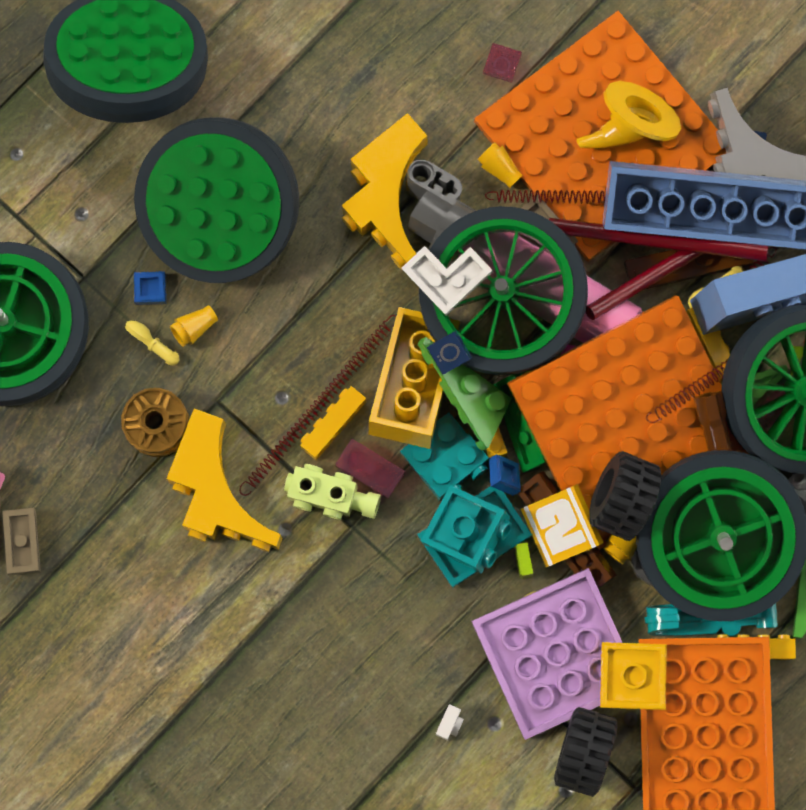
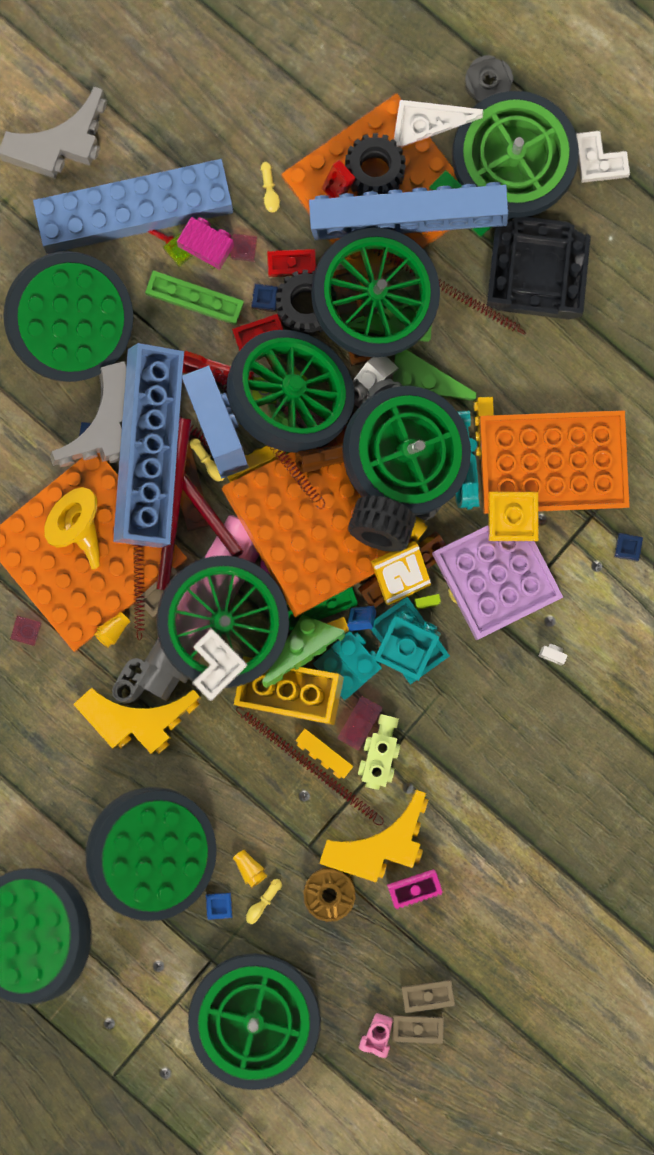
camera: 100 degrees left, 5 degrees up
(155, 527) = (414, 889): none -> dark pink brick
(449, 352) = (275, 661): dark blue tile -> none
(585, 751) = (572, 550): black tyre -> none

